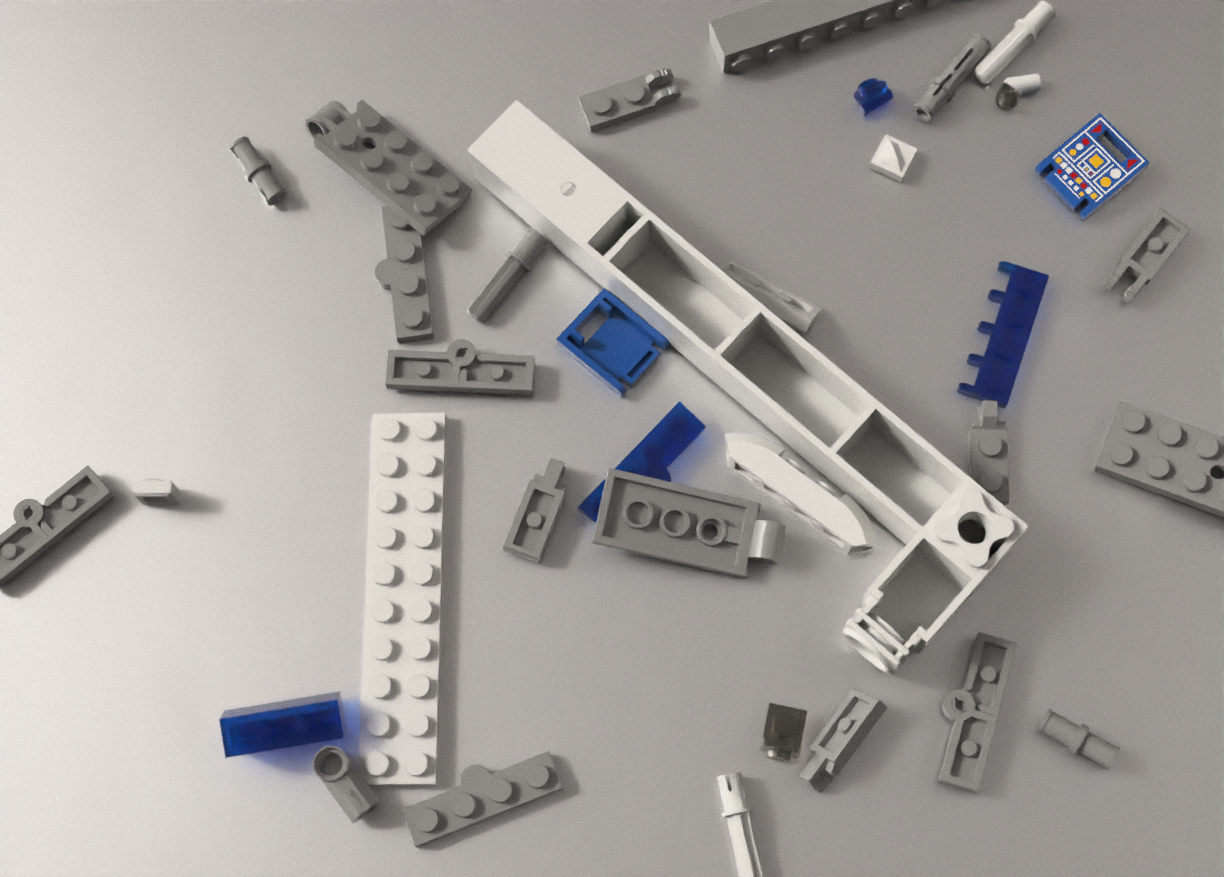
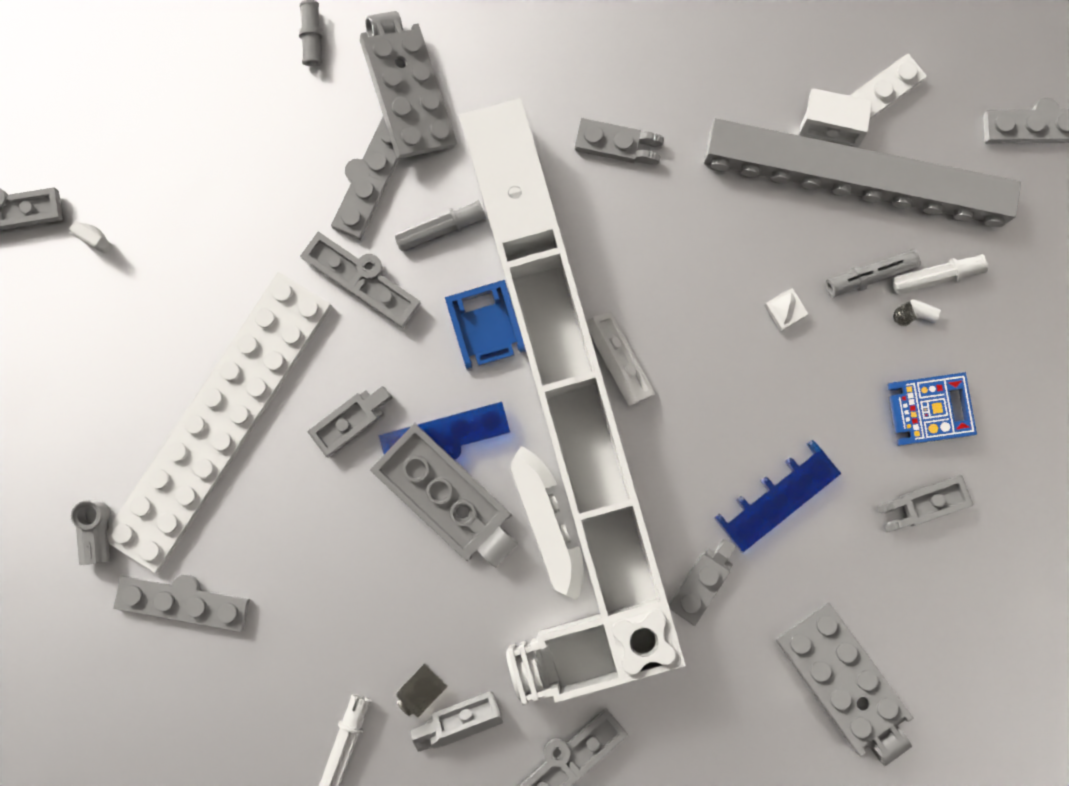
camera: 25 degrees right, 10 degrees up
(282, 724) = (72, 465): clear blue brick -> none
(872, 95) = (802, 250): clear blue plate -> none

